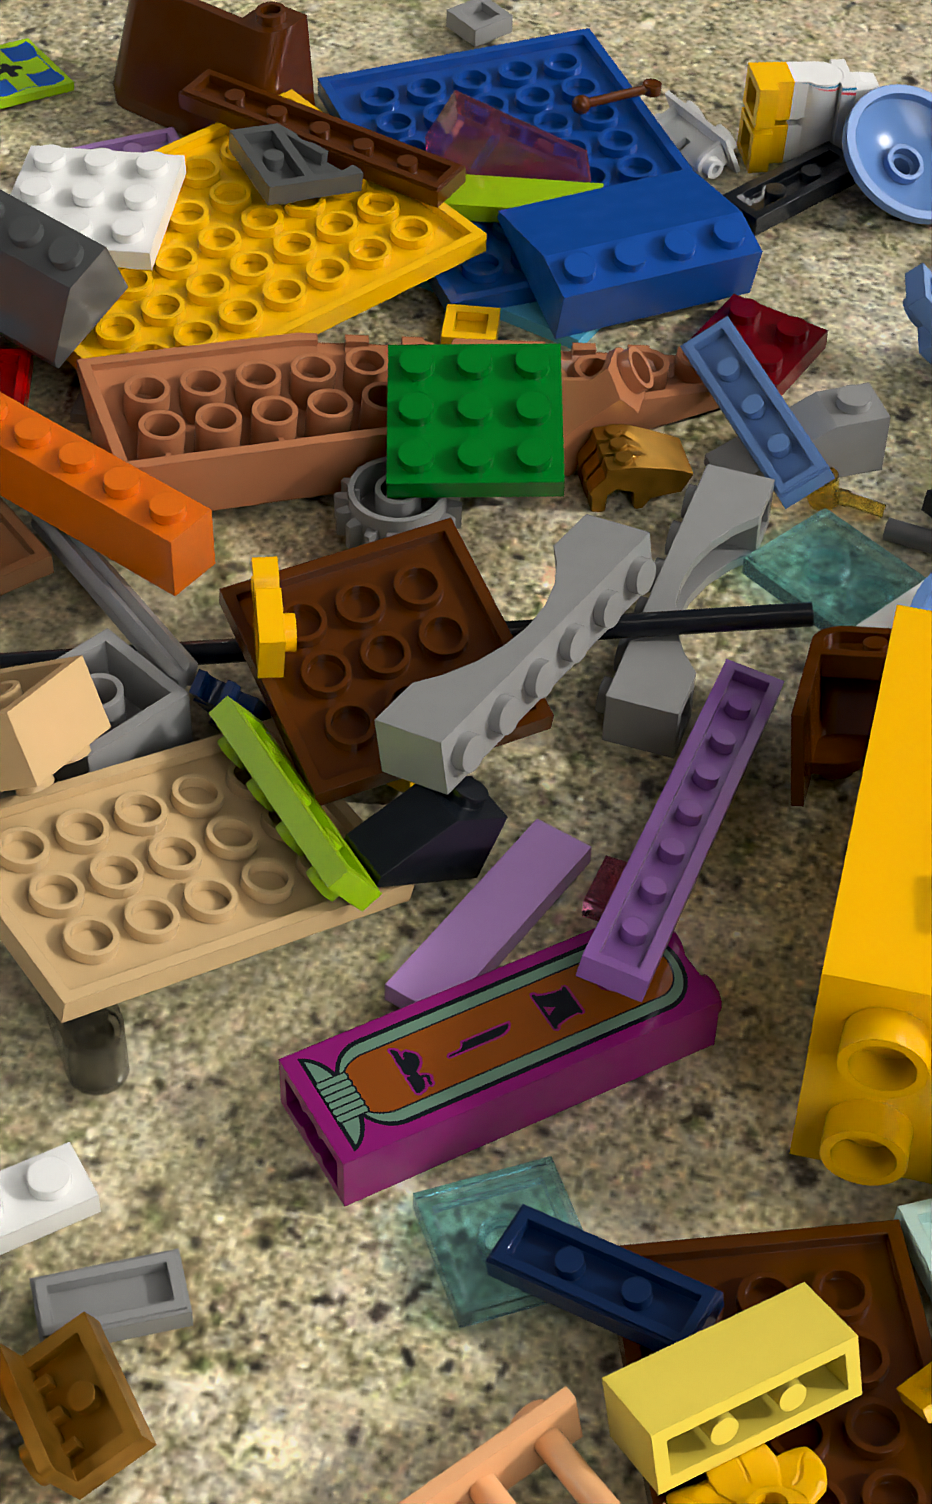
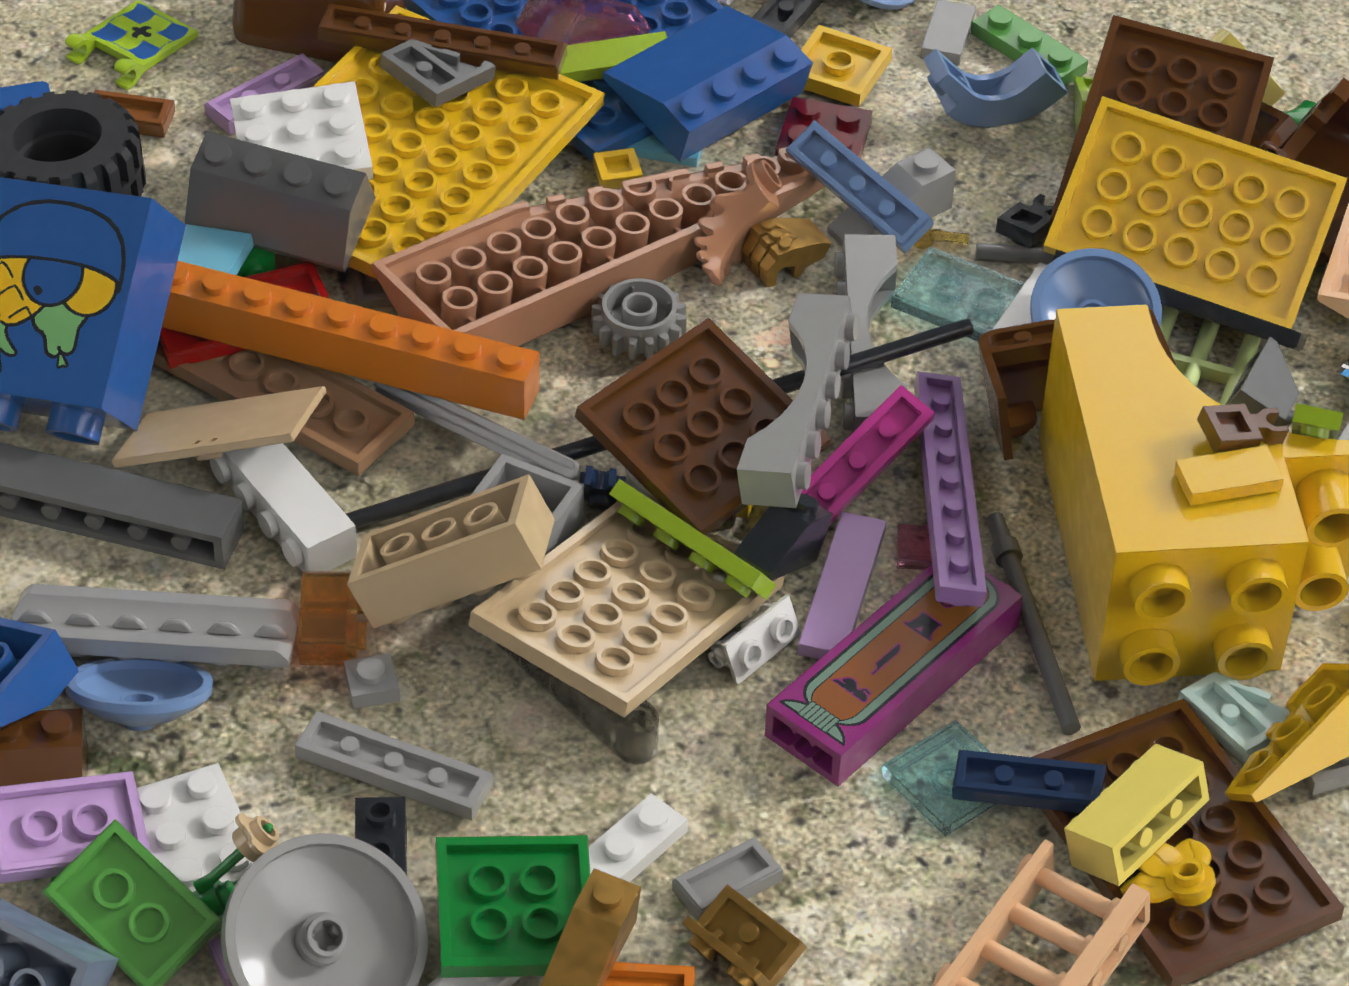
camera: 20 degrees left, 0 degrees up
(273, 629) = (630, 423): yellow plate -> none
(332, 965) = (758, 641): none -> white hinge
(475, 421) = (676, 241): green plate -> none
(593, 750) = (869, 451): none -> dark pink plate
(741, 940) = (1009, 557): none -> dark grey bar
(815, 271) = (844, 65): none -> yellow plate

